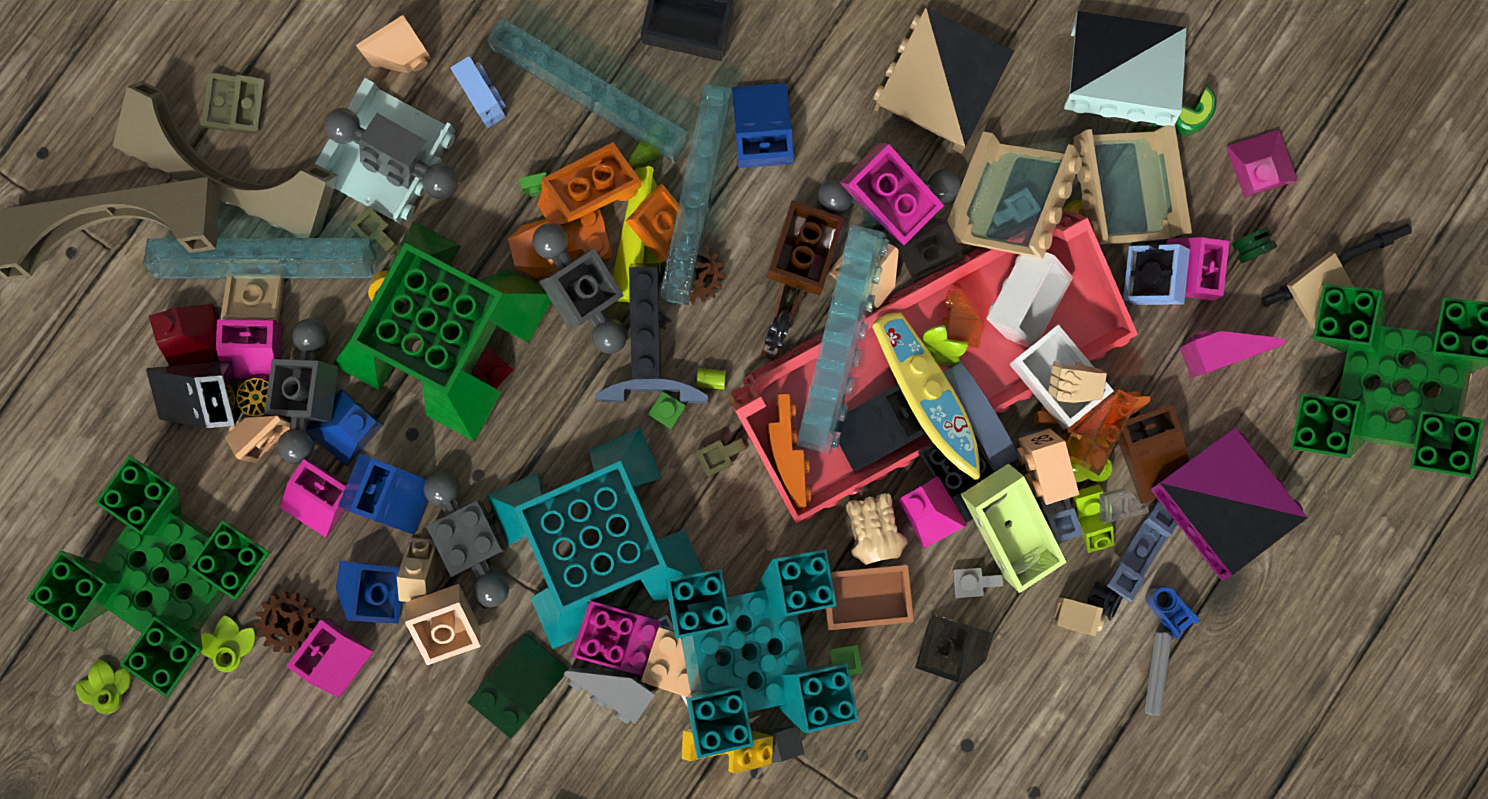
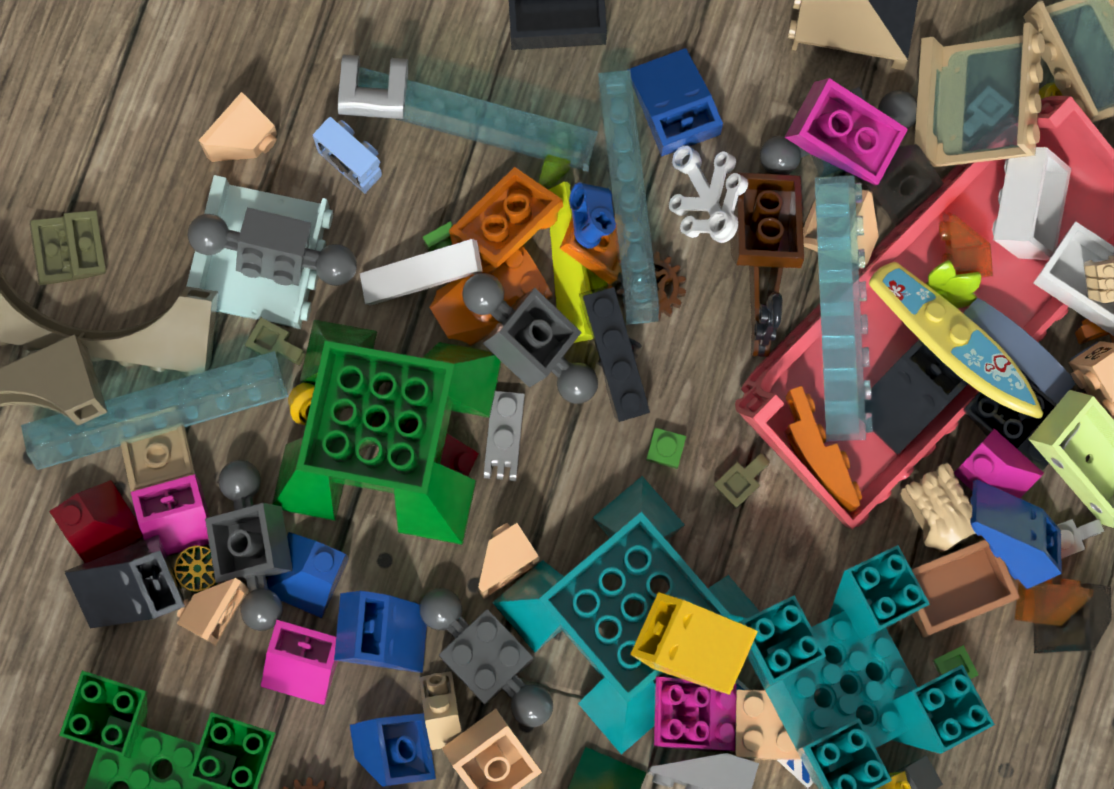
camera: 20 degrees left, 5 degrees down
(504, 463) = (506, 559): none -> light nougat slope
(508, 54) = (372, 101): none -> light grey connector
(508, 207) = (421, 272): none -> white tile
(539, 360) = (504, 434): none -> light grey hinge
(617, 392) = (685, 423): sand blue slope -> none
(623, 585) = (693, 643): none -> yellow slope
(660, 200) = (591, 213): none -> blue piece
(711, 378) = (705, 398): lime piece -> none
(766, 238) = (722, 221): none -> white plant
(927, 568) = (1017, 534): none -> blue slope
(937, 632) = (1051, 602): none -> clear orange slope

